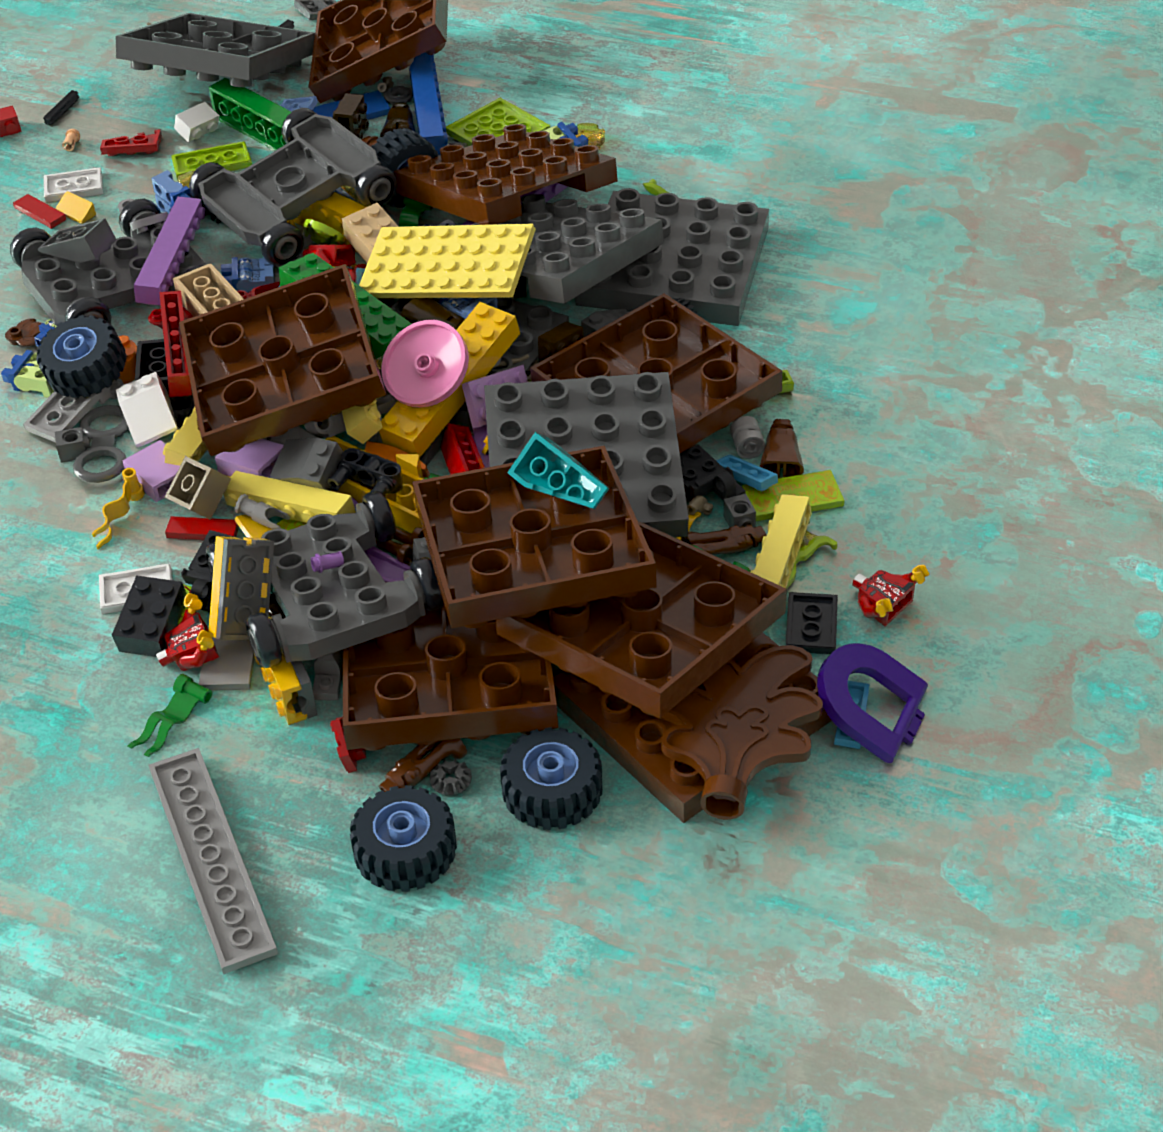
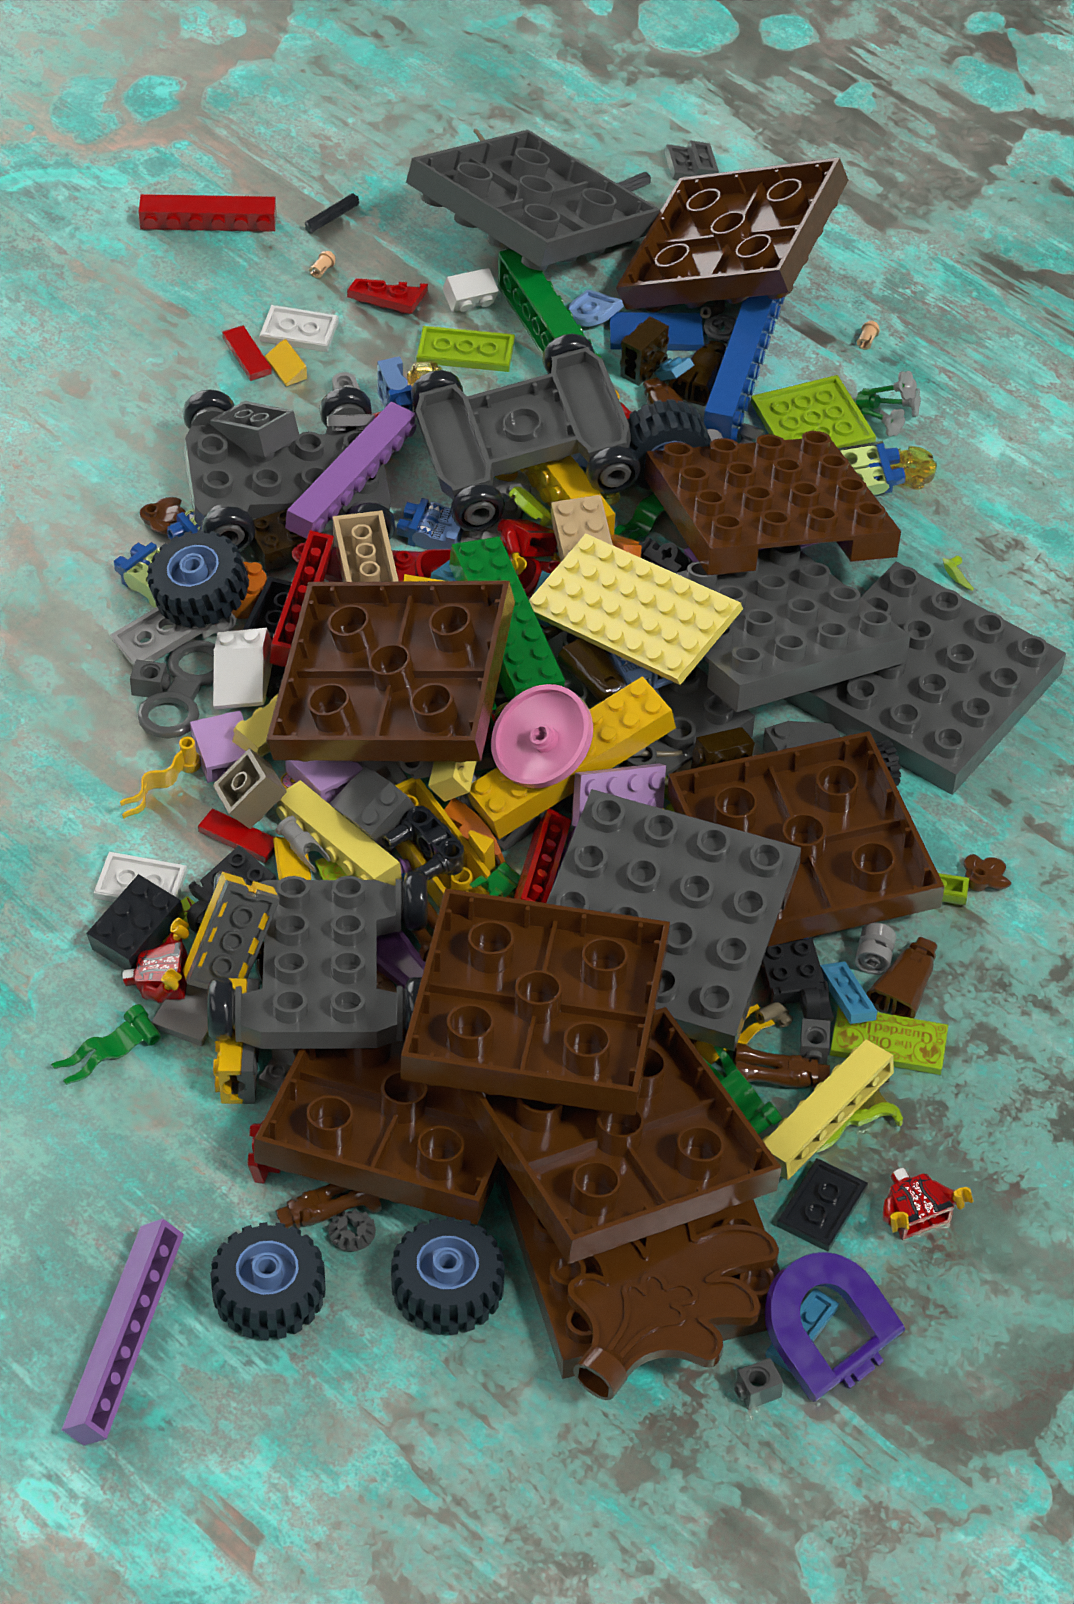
camera: 20 degrees right, 5 degrees up
(131, 318) = (274, 542): none -> dark brown brick
(212, 861) = (76, 1224): light grey plate -> none
(298, 928) = (122, 1333): none -> medium lavender brick
(327, 561) = (326, 941): medium lavender pin -> none
(379, 123) = (673, 368): none -> dark azure plate
(506, 68) = (869, 330): none -> light nougat pin
(532, 106) = (906, 385): none -> light grey plant
(556, 473) = (594, 940): teal wedge -> none
(795, 364) = (985, 873): none -> reddish brown plate
(843, 764) = (764, 1374): none -> dark grey brick

